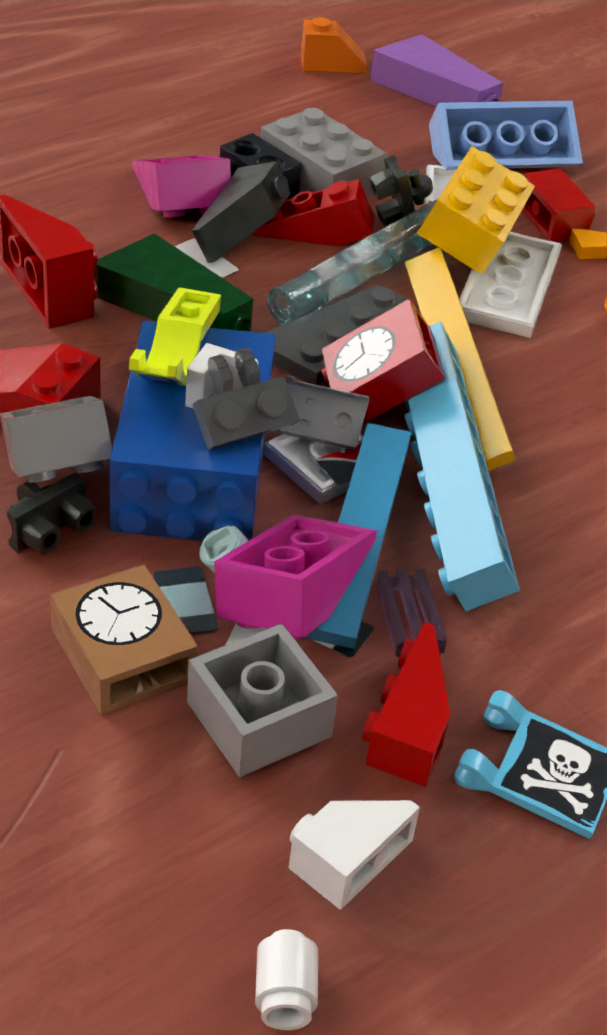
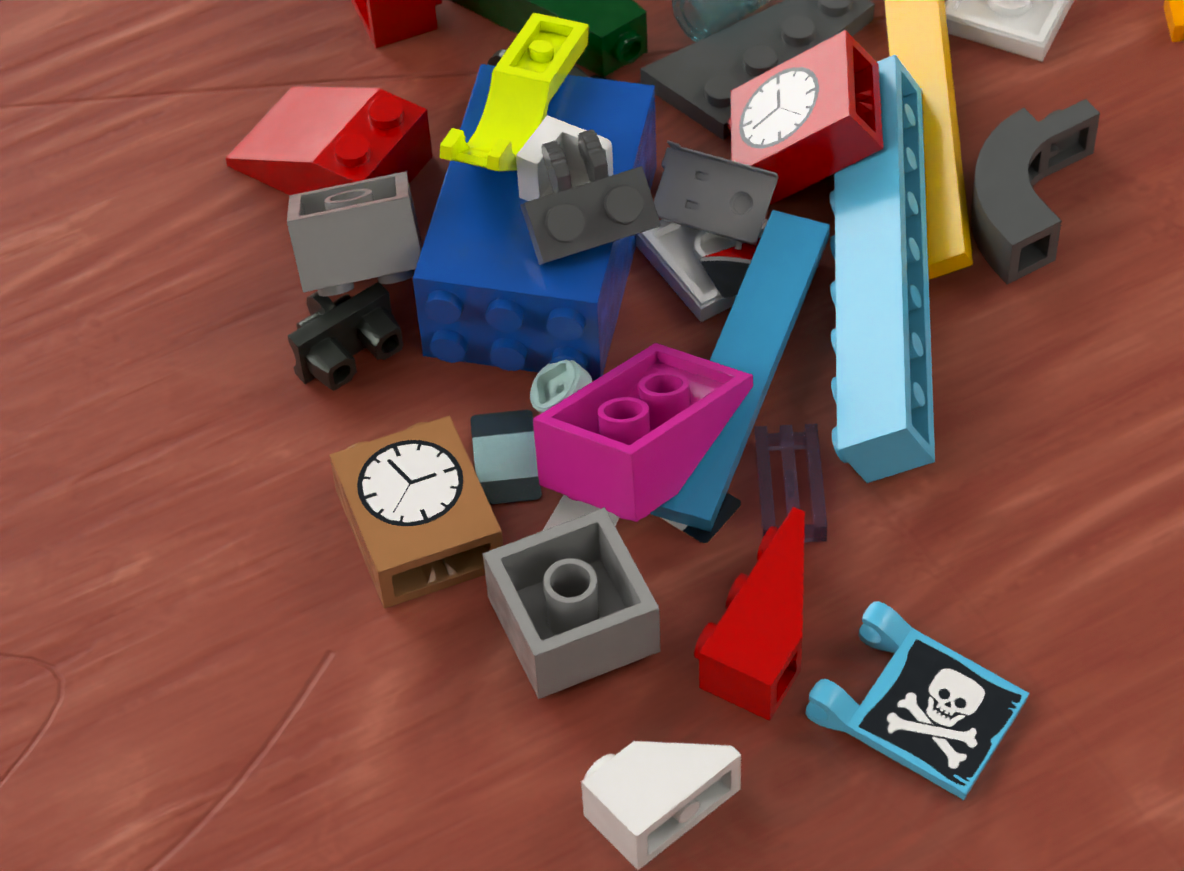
camera: 15 degrees right, 10 degrees up
(535, 429) = (1007, 216): none -> dark grey arch

